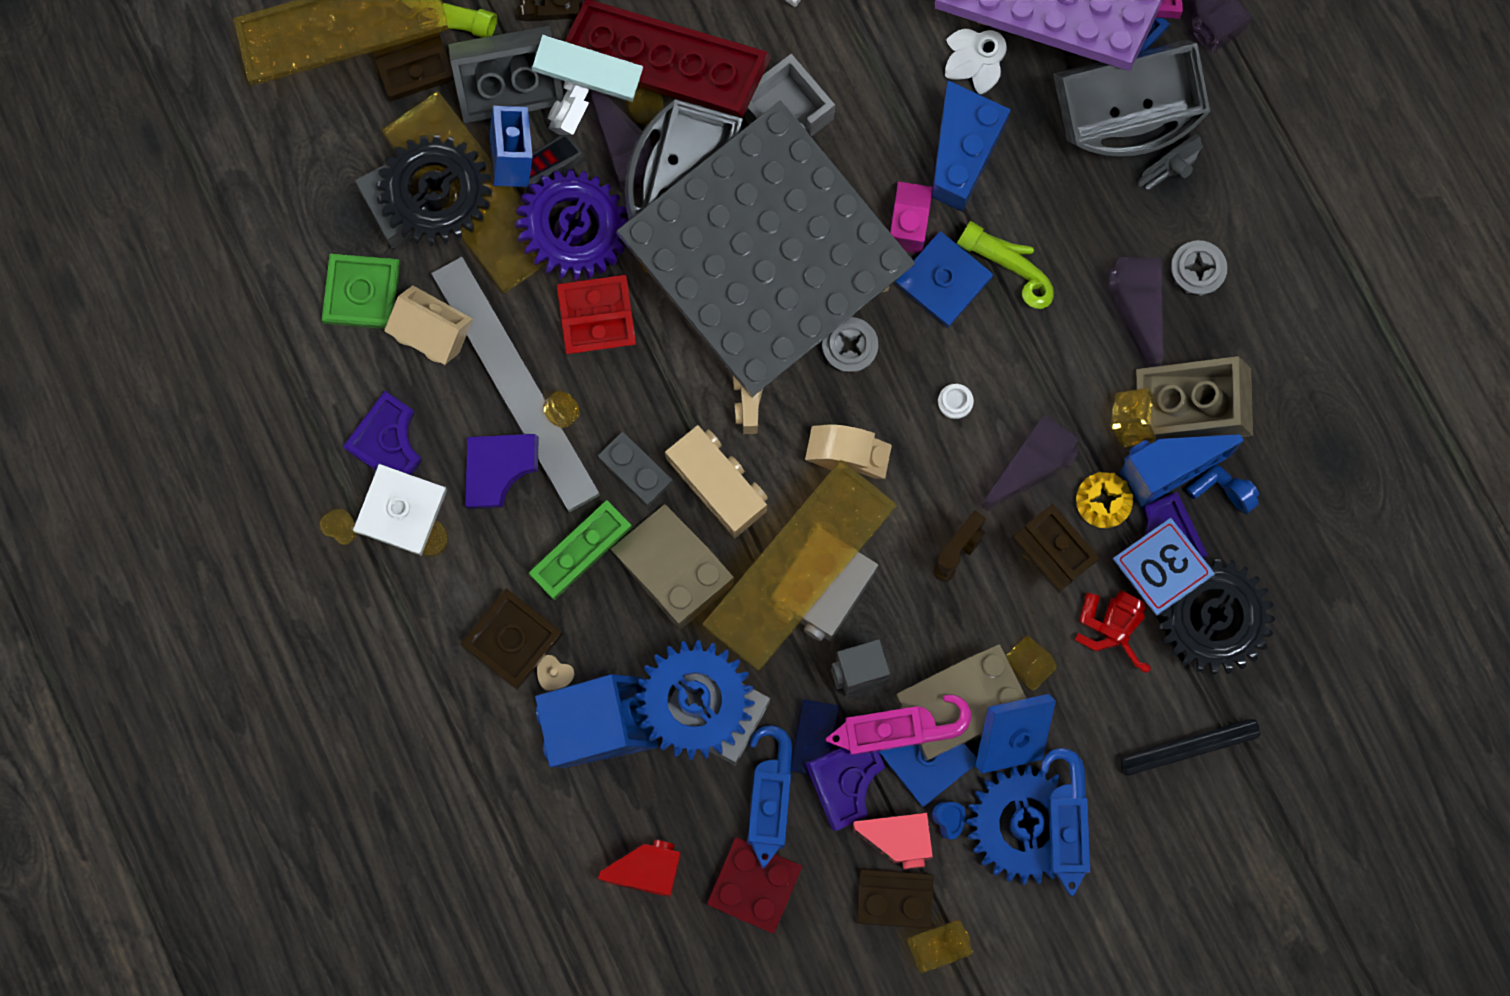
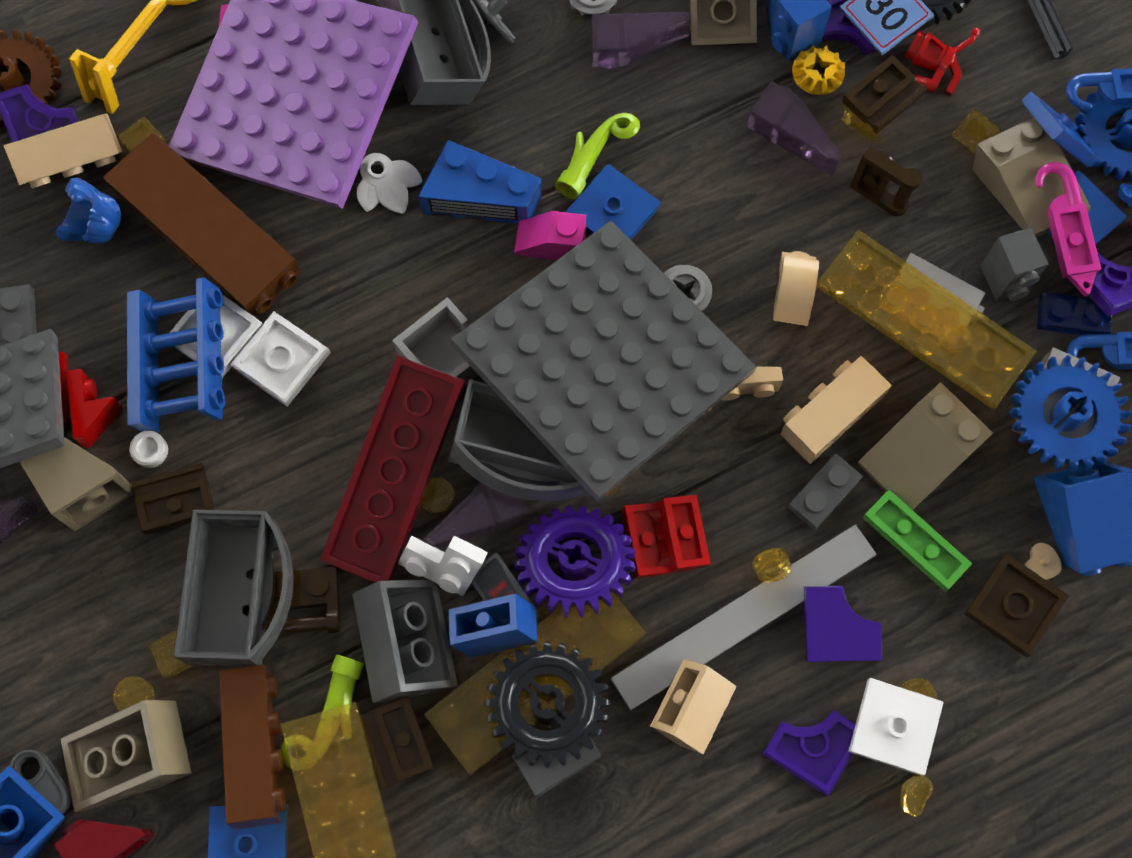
camera: 90 degrees left, 5 degrees down
(360, 290) = (652, 788): bright green tile -> none
(587, 68) = (410, 542): light aqua tile -> none
(955, 401) = (734, 196): white plate -> none
(1132, 417) = (741, 42): clear yellow bracket -> none

